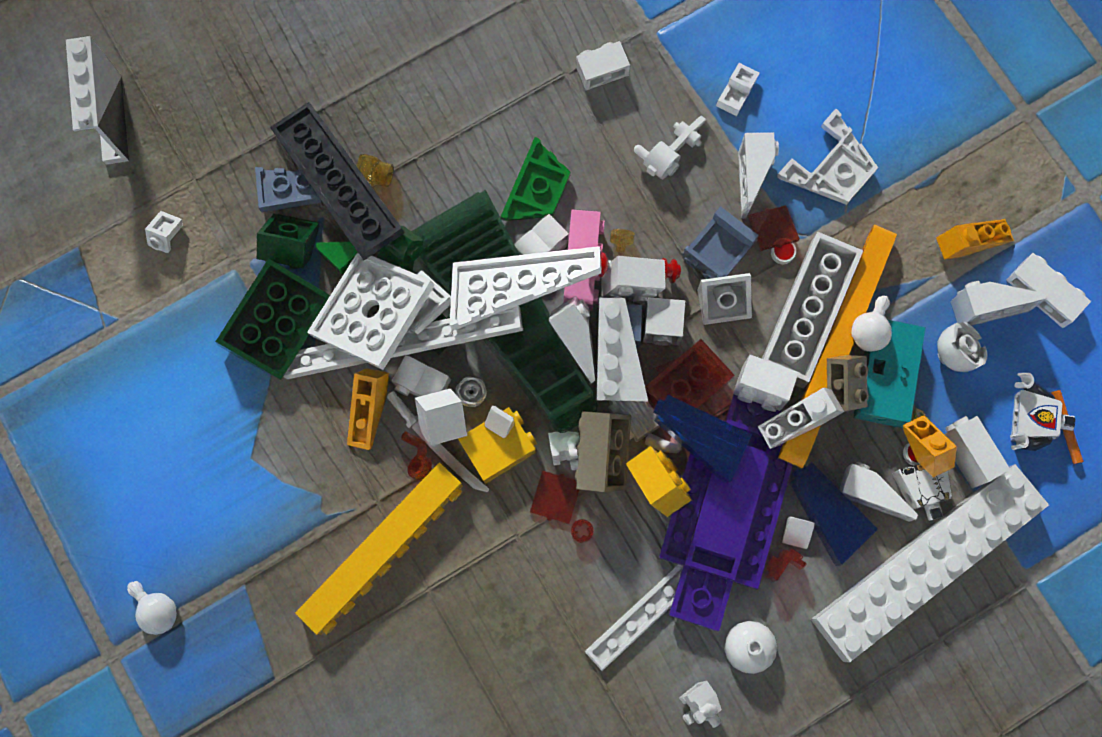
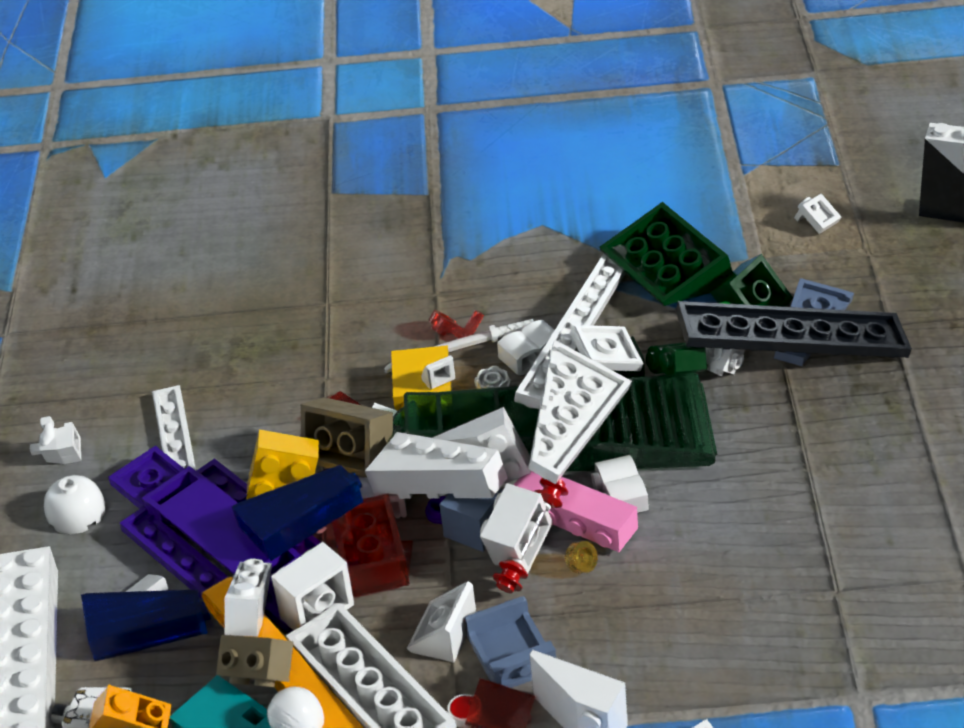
camera: 120 degrees right, 35 degrees down
(154, 611) = (446, 131): white hair -> none
(366, 284) = (619, 309): white piece -> none
(366, 407) = (534, 301): light orange slope -> none
(375, 170) = (793, 376): clear yellow piece -> none
(379, 550) = (387, 277): yellow brick -> none
(441, 416) = (476, 334): white head -> none
(537, 185) = (697, 509): green wing -> none
(579, 523) = (286, 415): clear red bush -> none
(602, 65) = (822, 619): white brick -> none
(663, 158) = (656, 628): white piece -> none
(664, 321) = (452, 551): white head -> none
(777, 565) = (126, 564): clear red bracket -> none
(871, 490) = (132, 665): white slope -> none

